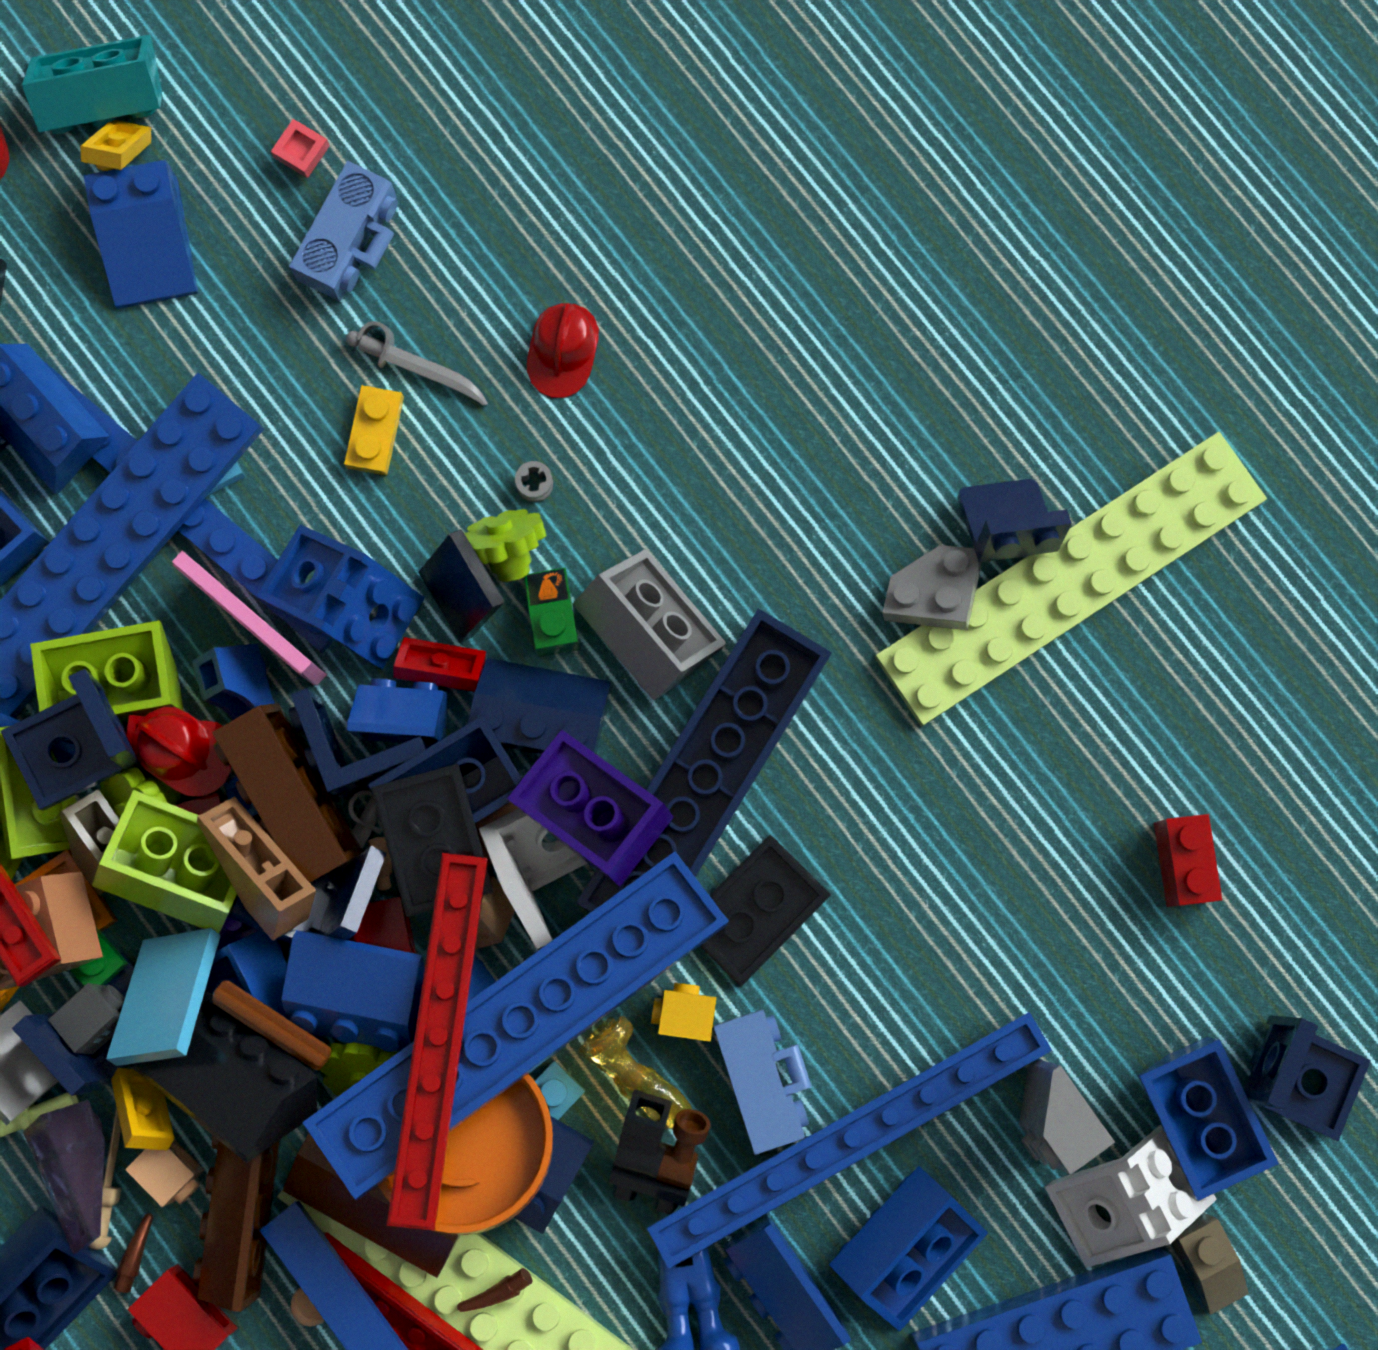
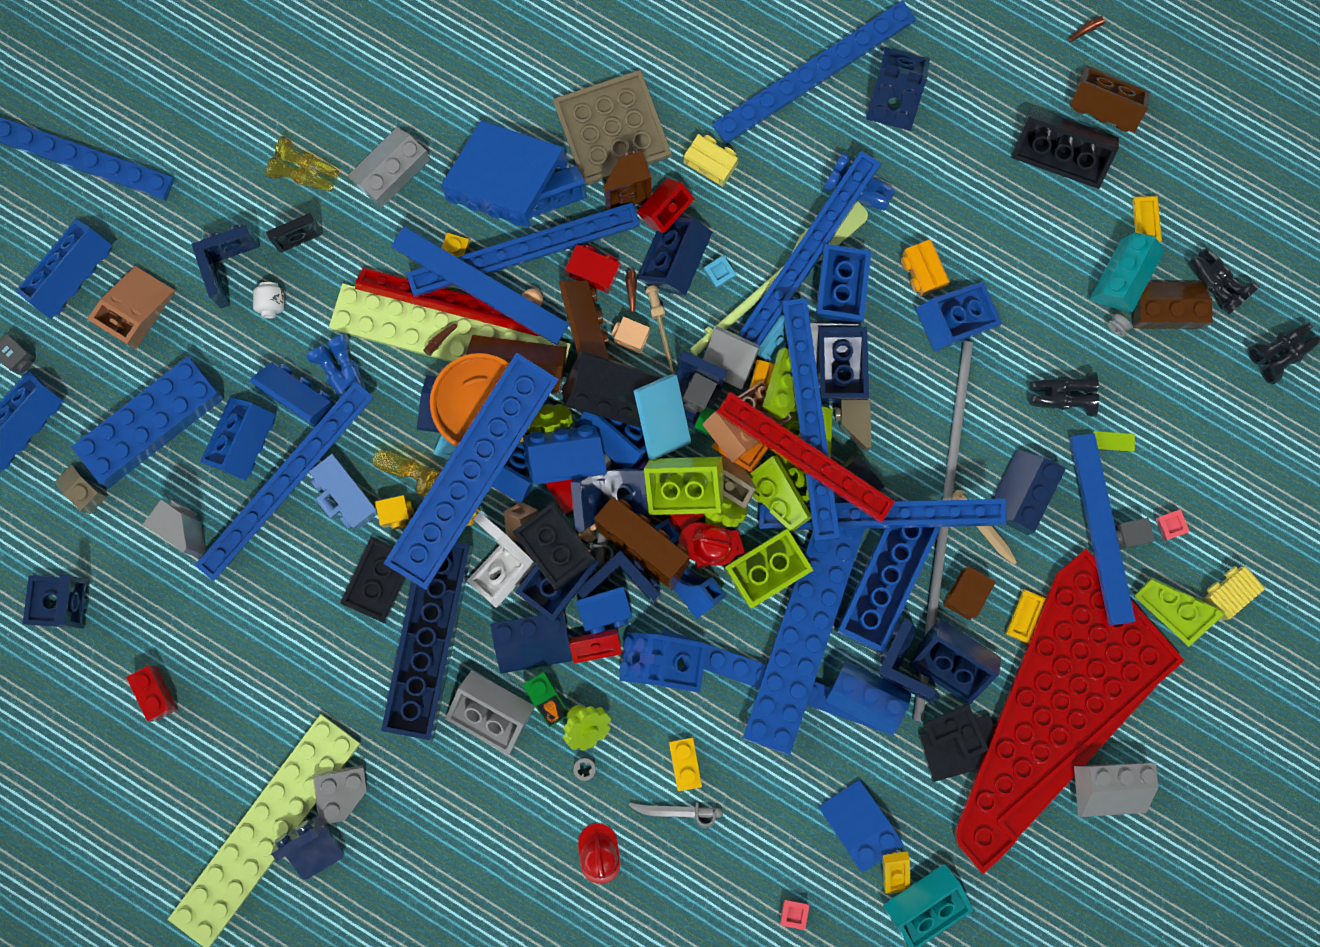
camera: 160 degrees right, 0 degrees up
(71, 1162) = (676, 318): clear purple slope -> none
(94, 729) = (755, 536): dark blue bracket -> none
(141, 1112) = (652, 357): yellow plate -> none
(248, 619) = (704, 629): bright pink tile -> none
(257, 868) = (639, 497): medium nougat slope -> none
(271, 1025) = (600, 422): dark orange axle -> none
(341, 229) = (748, 885): medium blue piece -> none
(437, 1043) = (507, 446): red tile -> none
(461, 586) = (598, 691): black tile -> none
(591, 807) = (478, 595): dark purple slope -> none
(653, 1166) = (387, 430): black hips -> none
(1140, 1191) = (125, 506): white bracket -> none
(1207, 1117) = (101, 560): blue slope -> none

